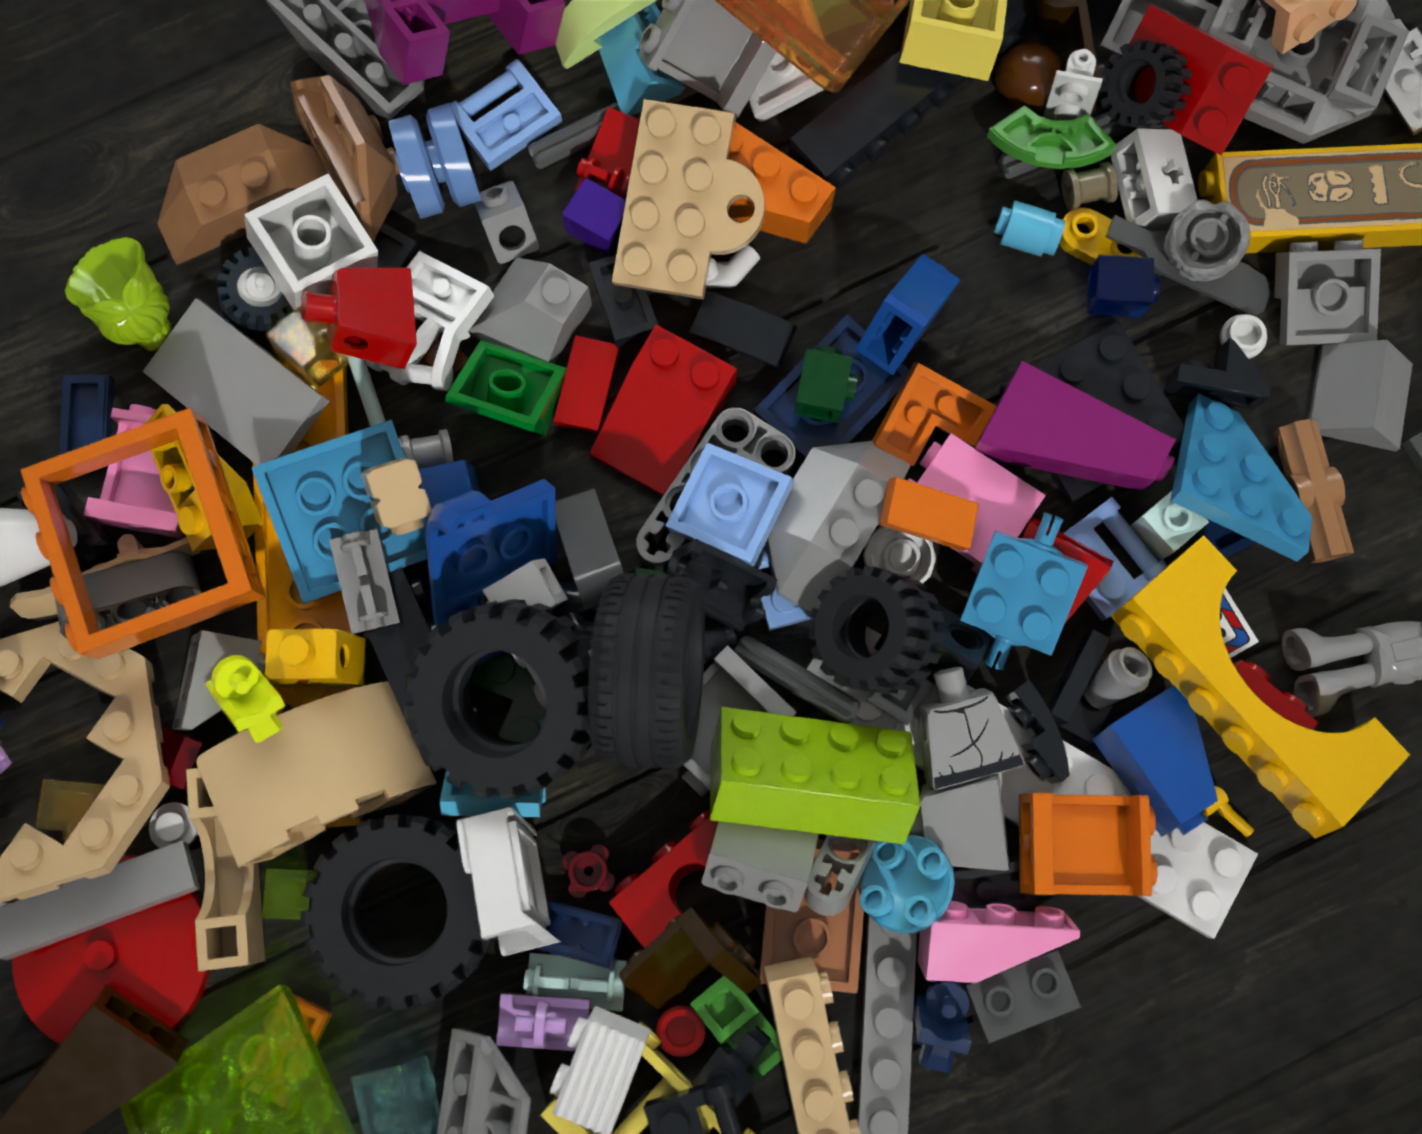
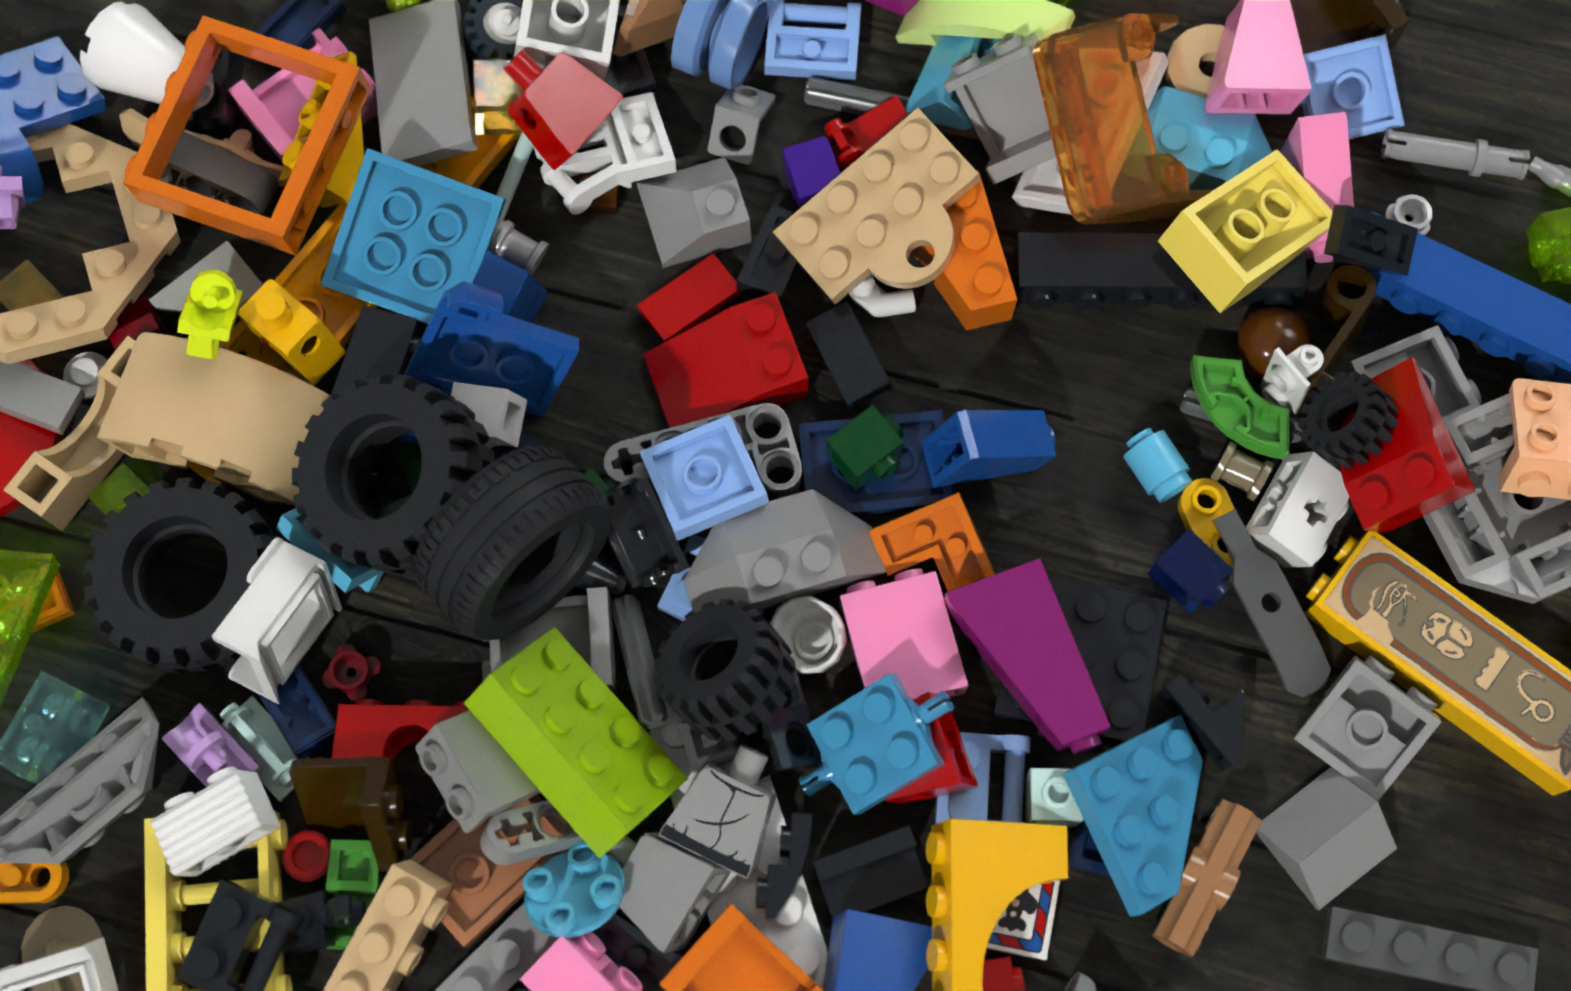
camera: 45 degrees right, 5 degrees down
(364, 580) = (378, 304): light grey hinge -> none
(396, 495) = (450, 254): tan brick -> none
(508, 387) = (622, 251): green slope -> none
(587, 544) = (575, 414): dark grey beam -> none
(929, 513) = (852, 616): orange tile -> none
(1120, 676) = (895, 881): light grey cone -> none
(1207, 240) = (1290, 590): light grey hair -> none
(1247, 332) = (1266, 702): white plate -> none

